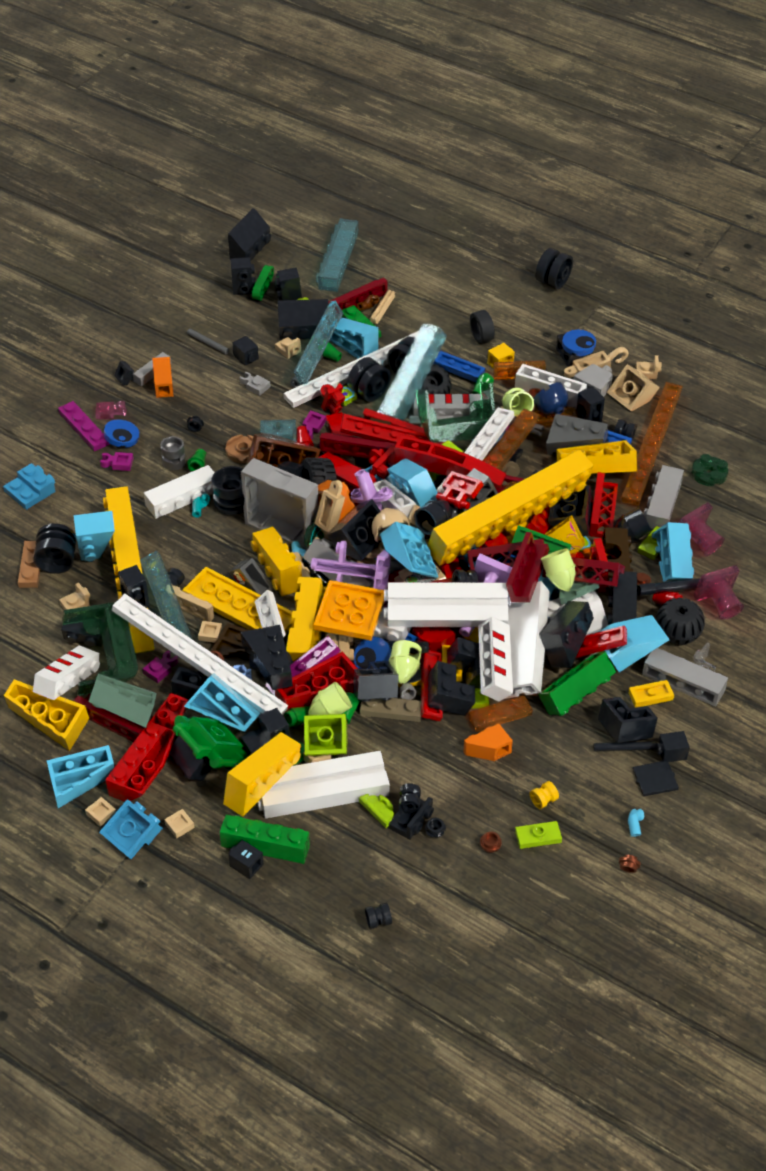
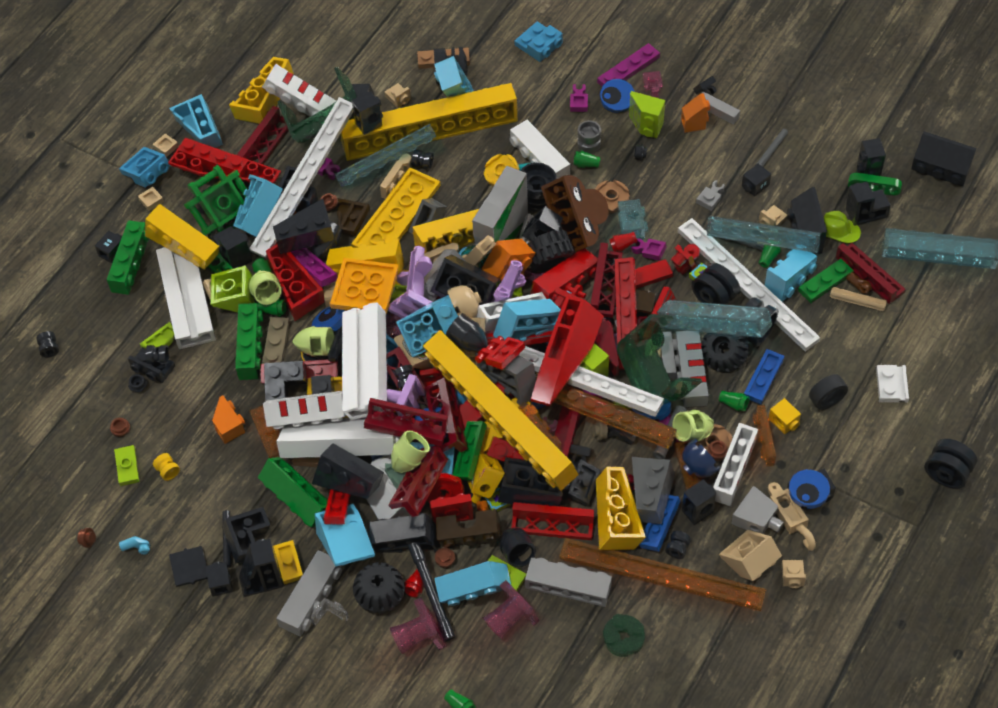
camera: 90 degrees right, 10 degrees up
(123, 699) = (265, 136): sand green wedge -> none
(157, 408) = (647, 113): none -> lime slope
(199, 521) = (496, 165): none -> yellow tile
(209, 631) = (362, 194): tan plate -> none
(268, 611) = (368, 233): white plate -> none
(376, 682) = (284, 318): black brick -> none
(392, 725) = (248, 341): none -> green brick
(405, 694) = (292, 352): light grey hinge -> none
(468, 298) = (892, 383): none -> white plate
(669, 699) = (260, 569): none -> black wedge

